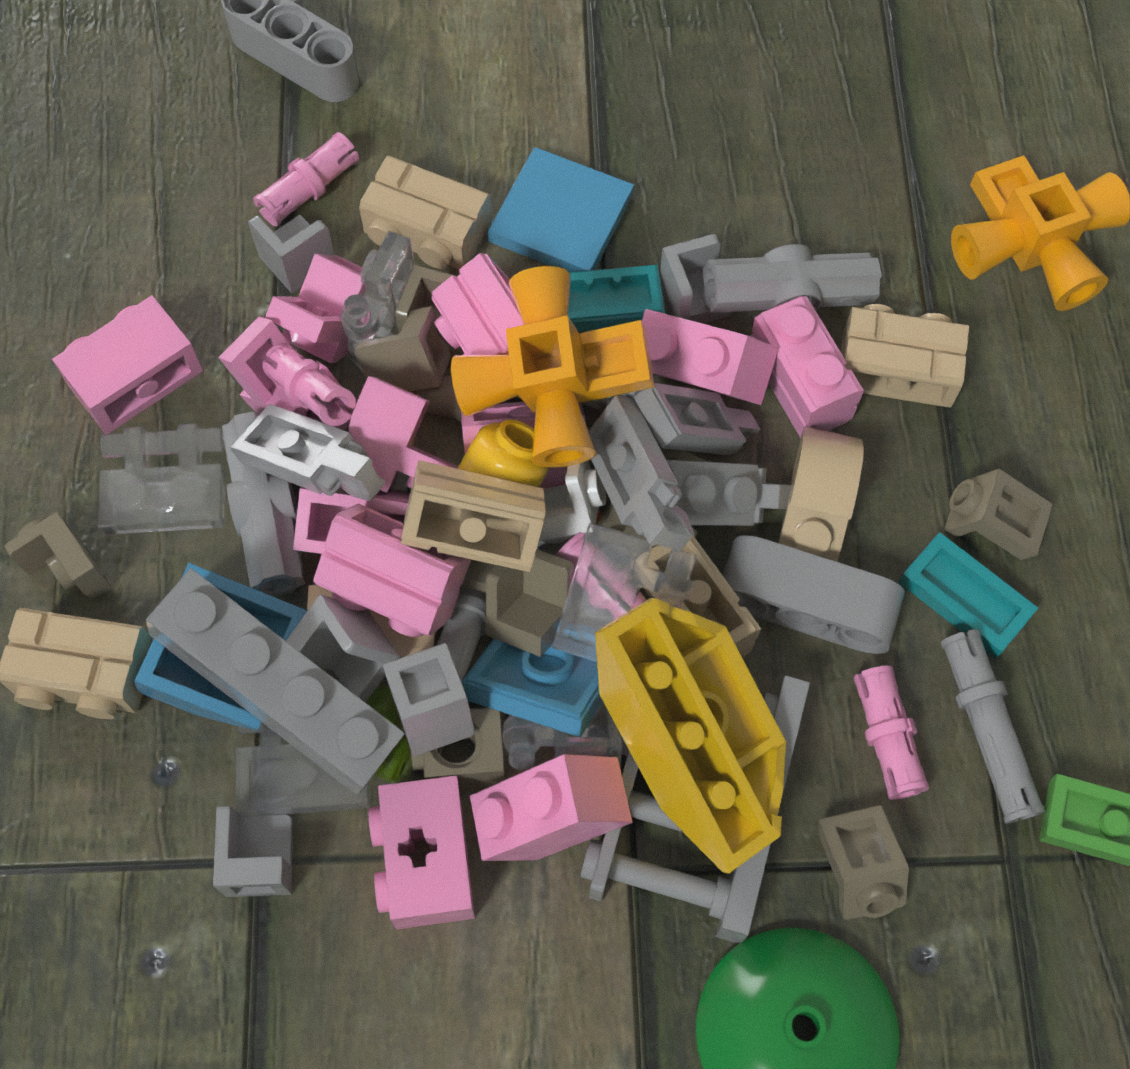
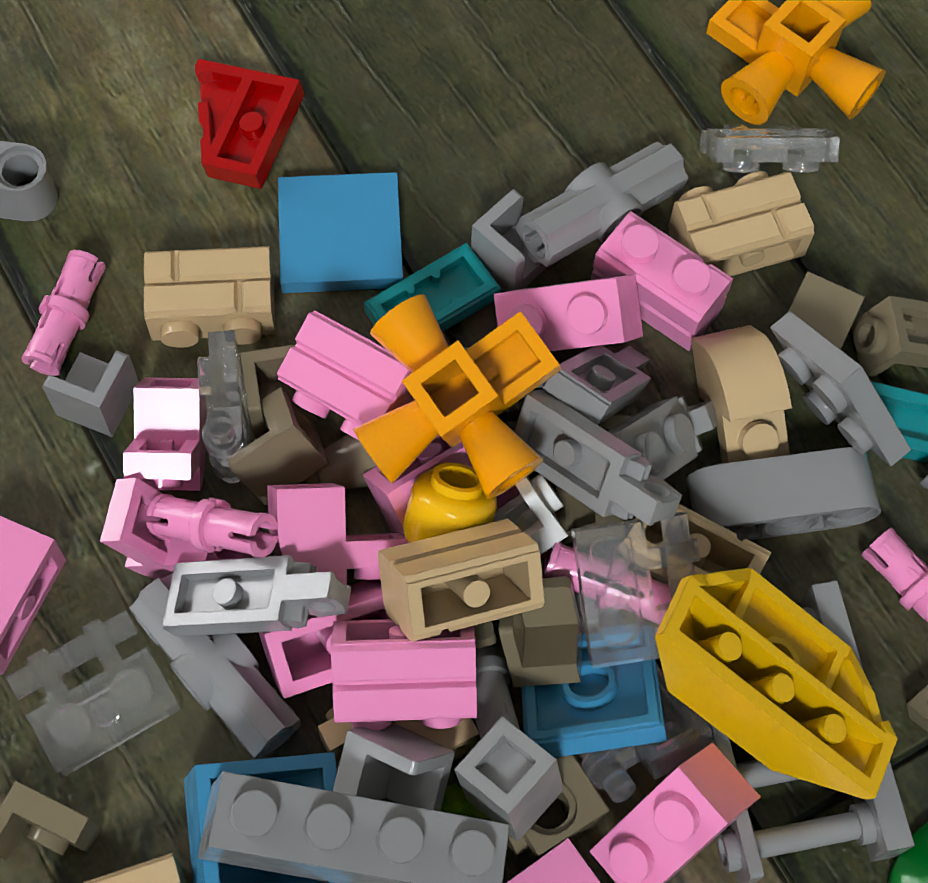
camera: 30 degrees left, 0 degrees up
(532, 91) = (243, 120): none -> red wing
(898, 523) = (838, 390): none -> light grey plate
(927, 464) = (826, 307): none -> dark tan panel
(986, 307) = (743, 148): none -> clear plate

